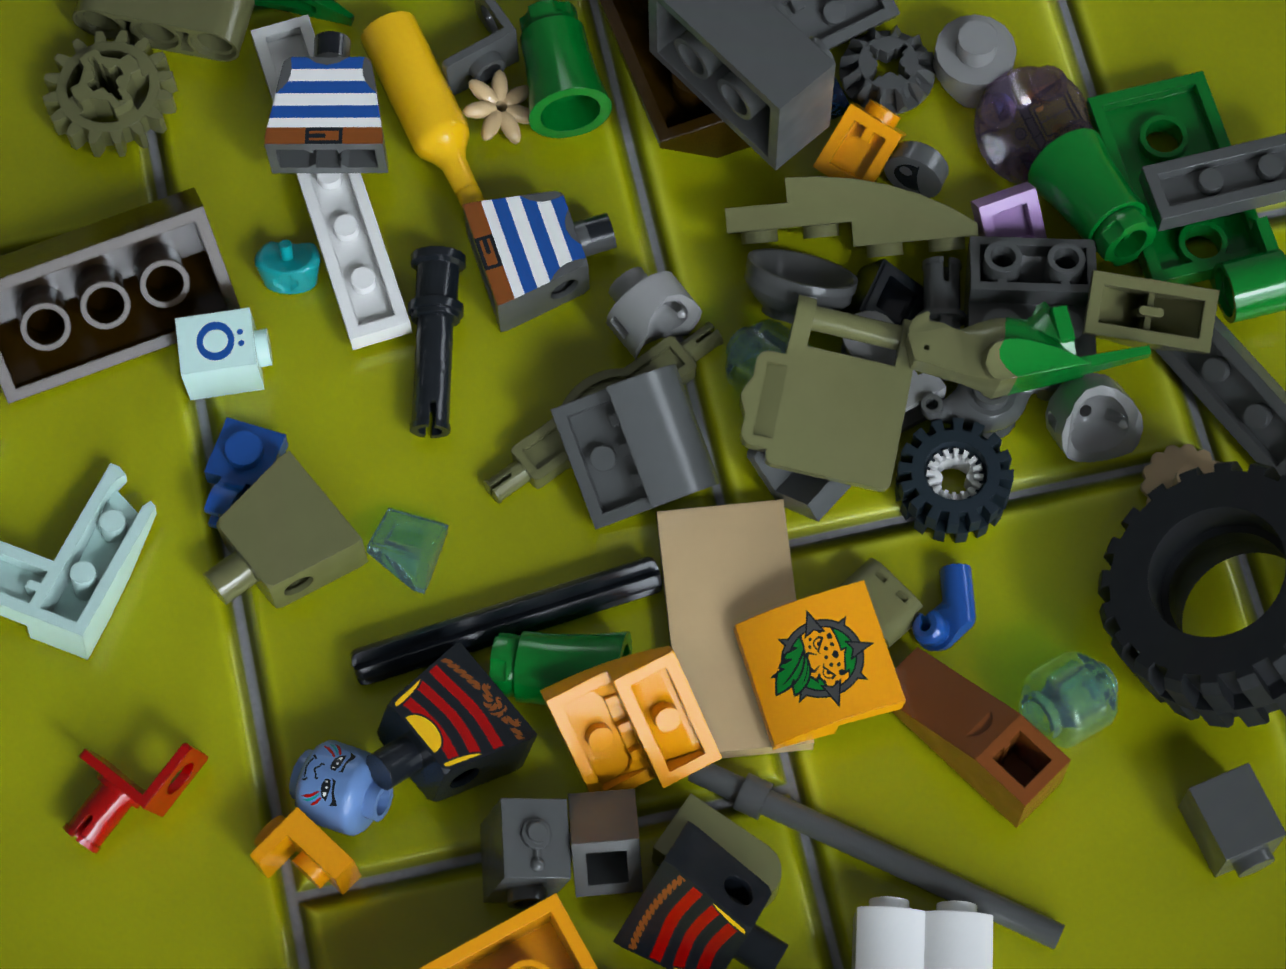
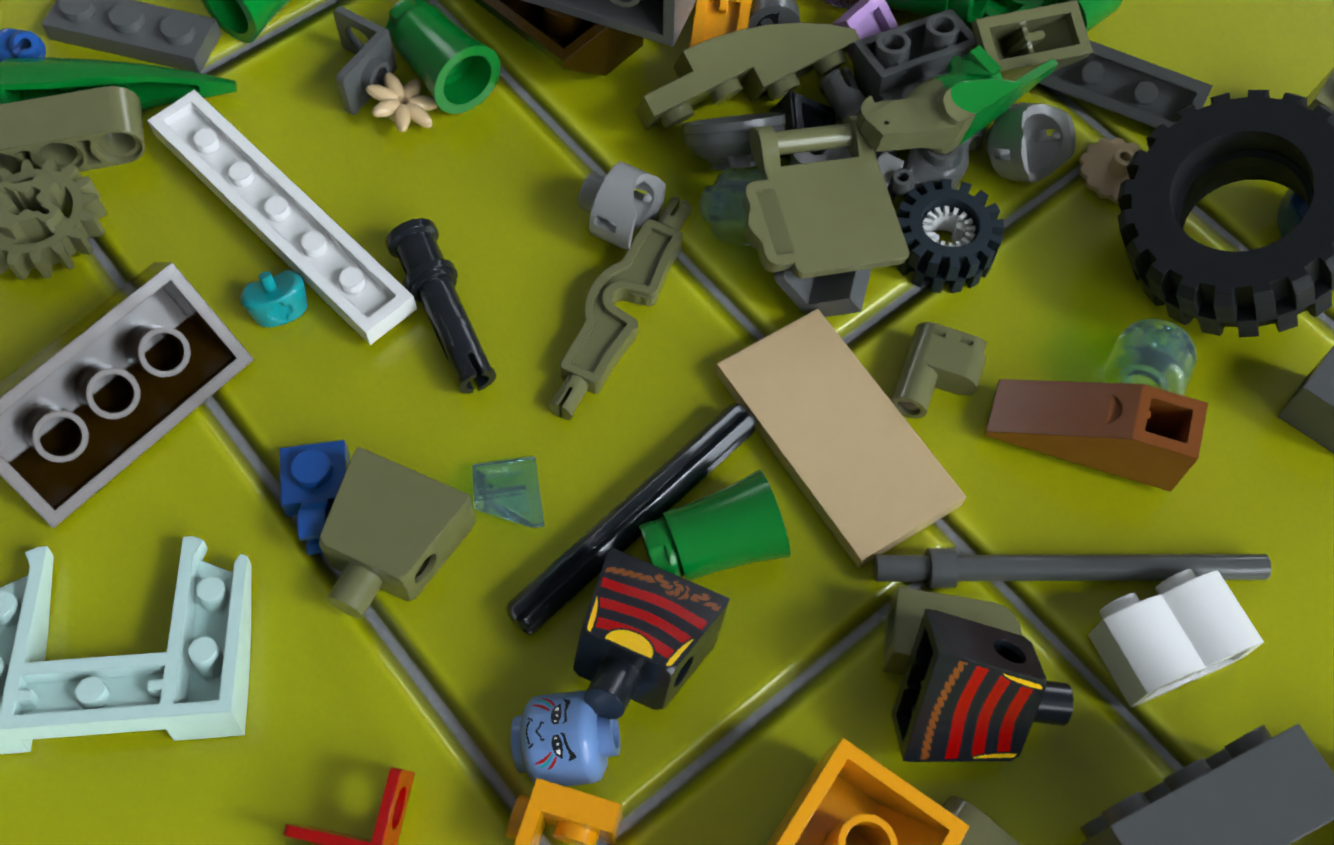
camera: 30 degrees left, 5 degrees down
(222, 353) = (249, 393): light aqua brick -> none
(326, 113) = (254, 151): torso -> none
(421, 98) = (332, 120): yellow piece -> none
(525, 851) = (779, 714): dark grey head -> none
(533, 252) = (491, 200): torso -> none
(605, 842) = (846, 670): dark grey brick -> none
(632, 722) = (811, 547): light orange slope -> none
(635, 446) = (671, 314): dark grey brick -> none
(818, 664) = (937, 426): light orange slope -> none
(951, 617) = (1010, 339): blue arm -> none

